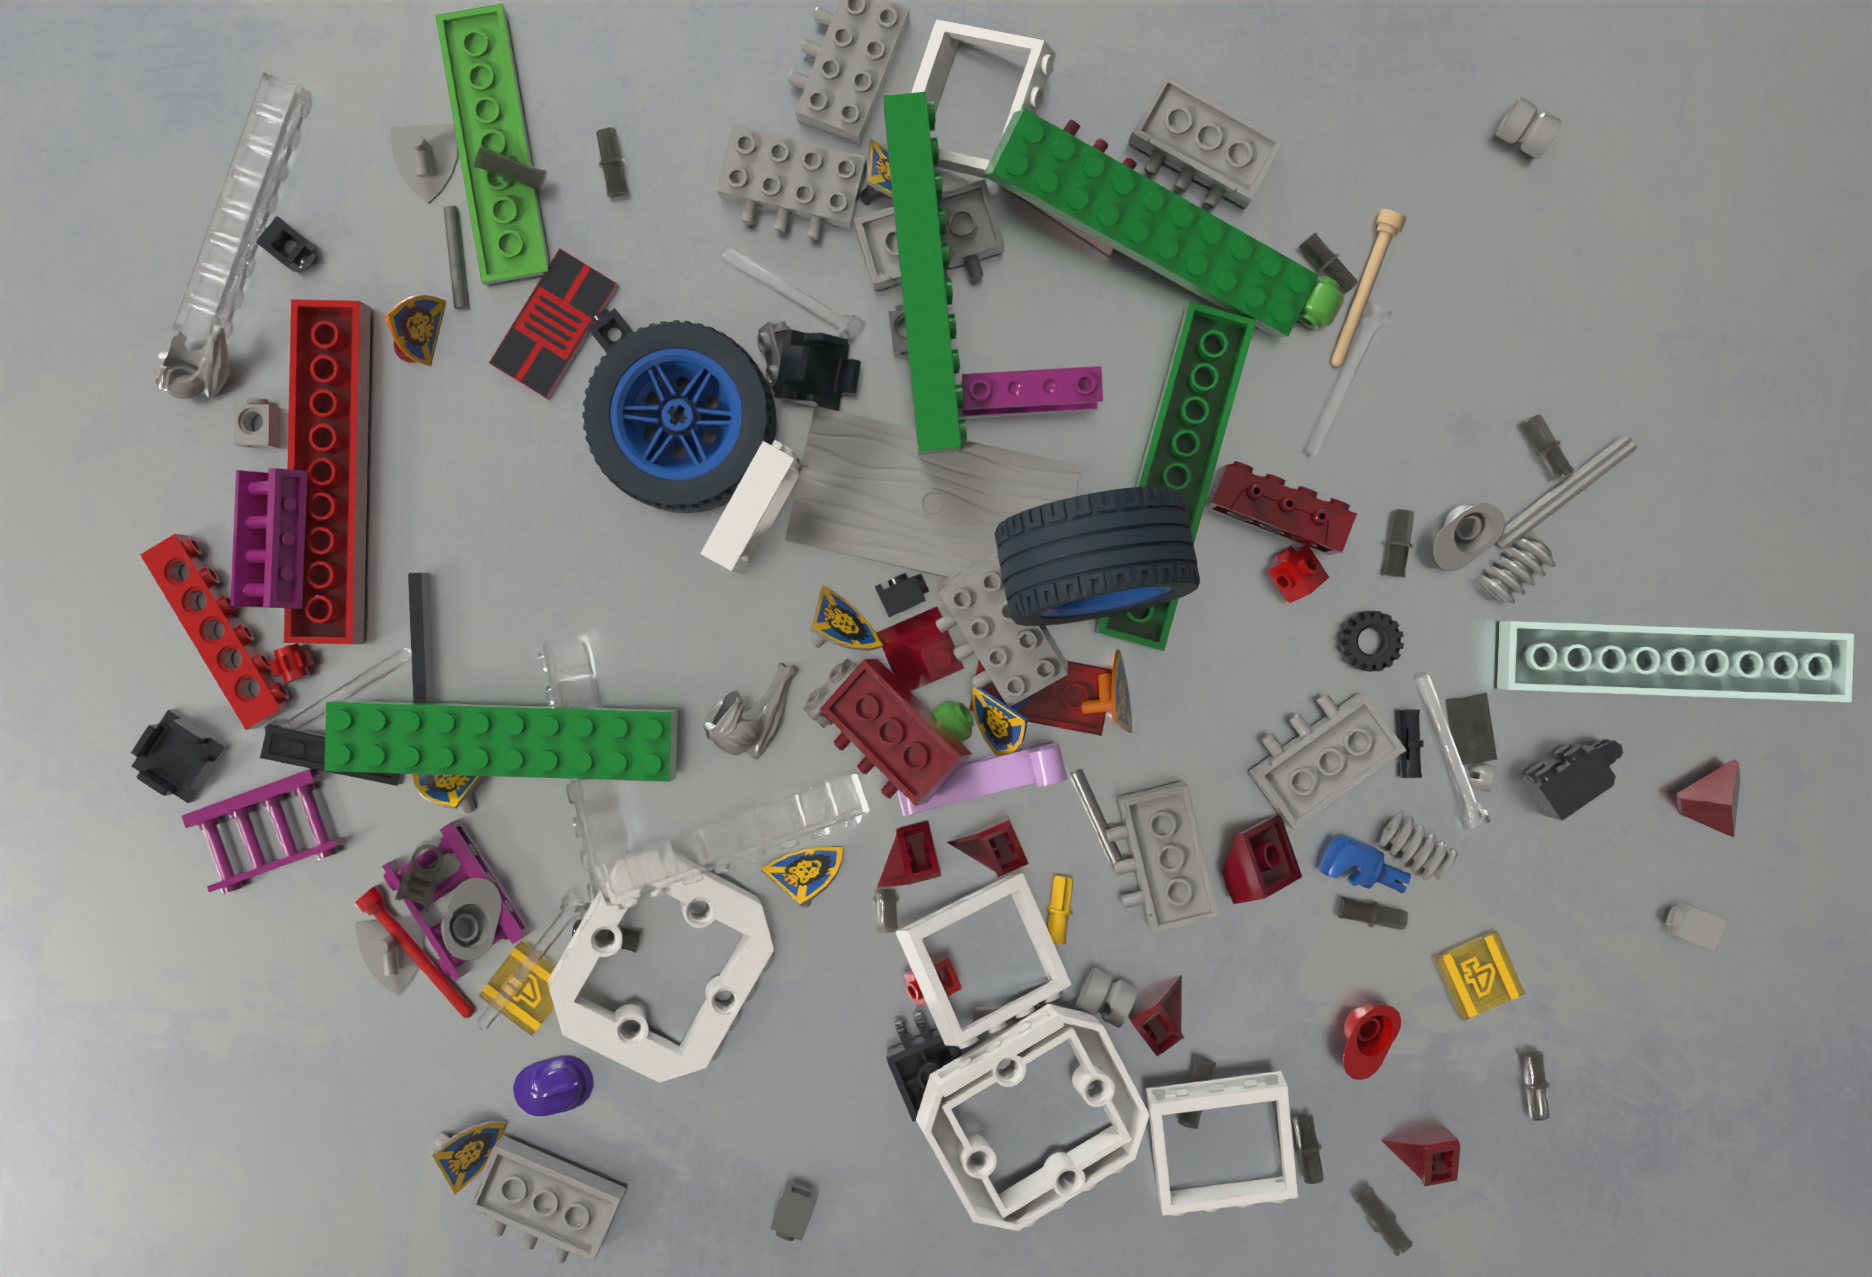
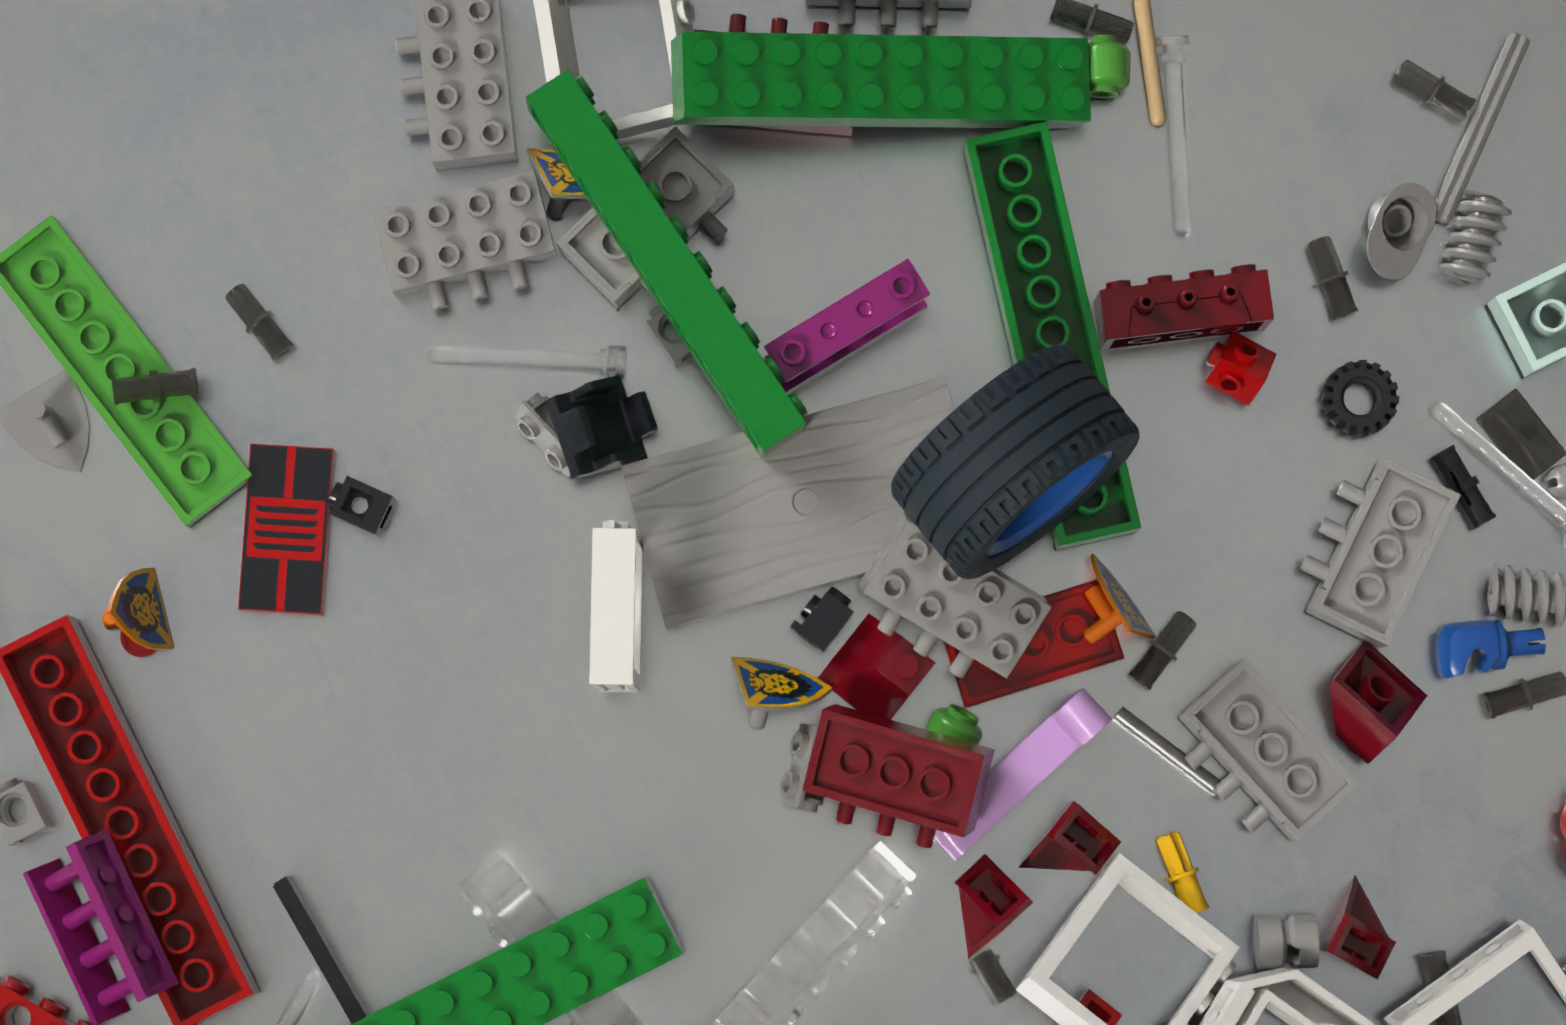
camera: 25 degrees left, 5 degrees down
(455, 257) = (140, 514): flat silver bar -> none
(653, 363) = (423, 512): wheel -> none
(754, 728) = (741, 855): light grey hair -> none
(805, 872) = (882, 981): shield -> none
(999, 724) = (1005, 703): shield -> none
(1132, 744) = (1163, 649): none -> clear smoke axle

